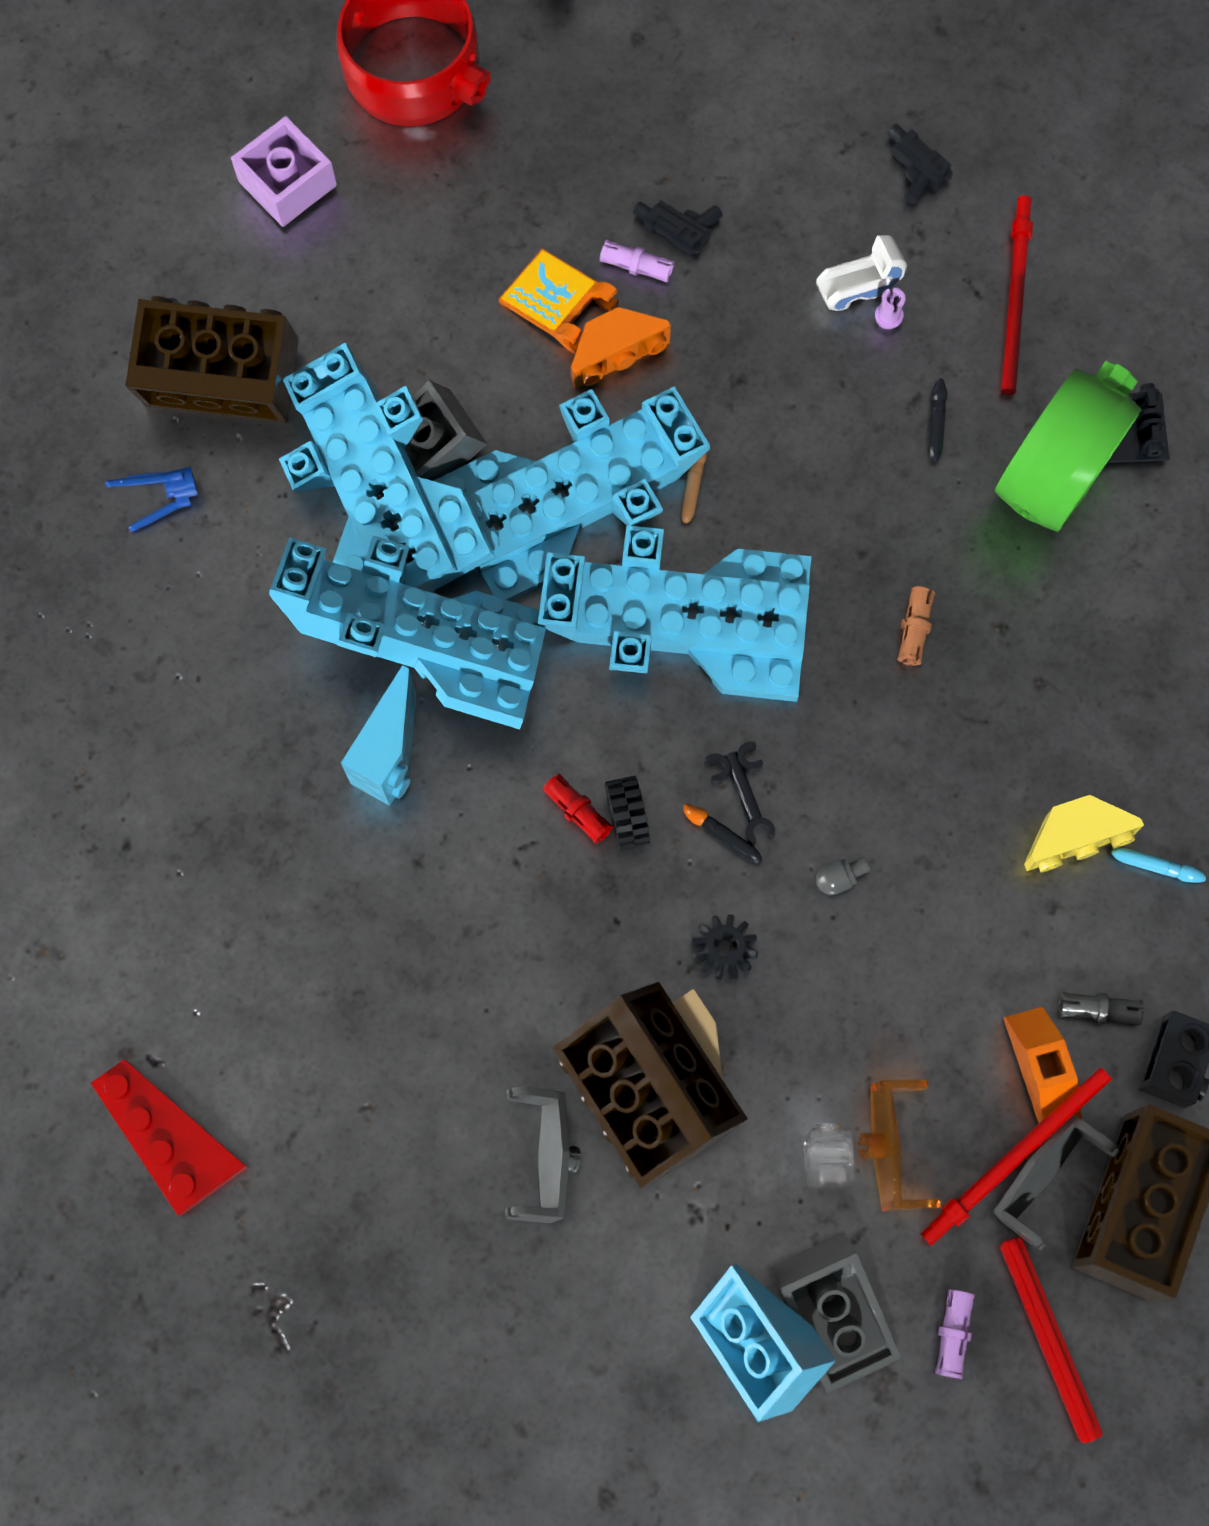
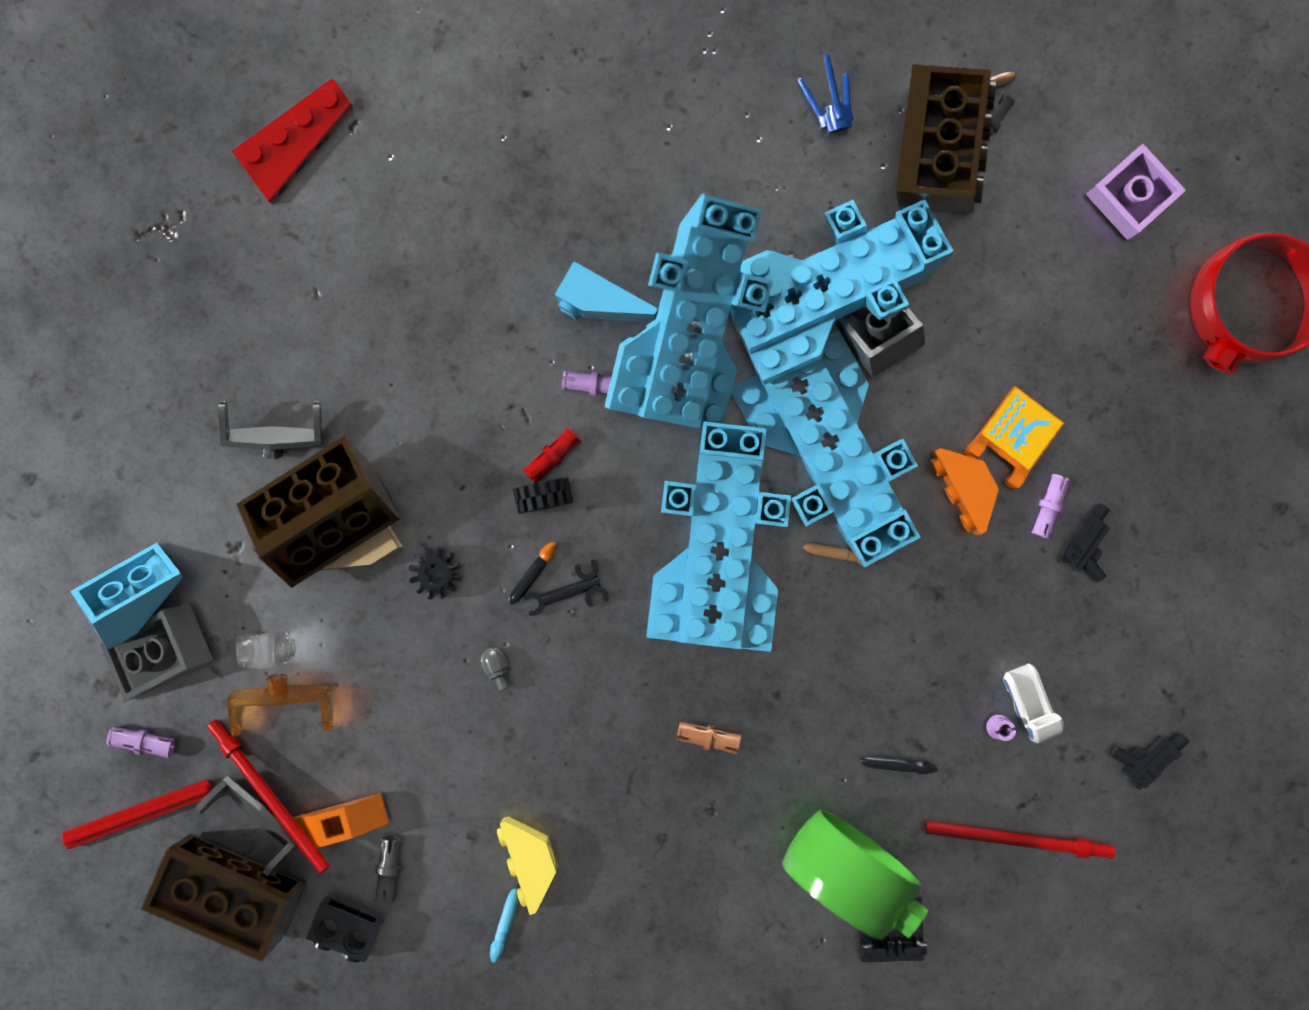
camera: 90 degrees right, 15 degrees up
(488, 760) = (586, 382): none -> lavender pin

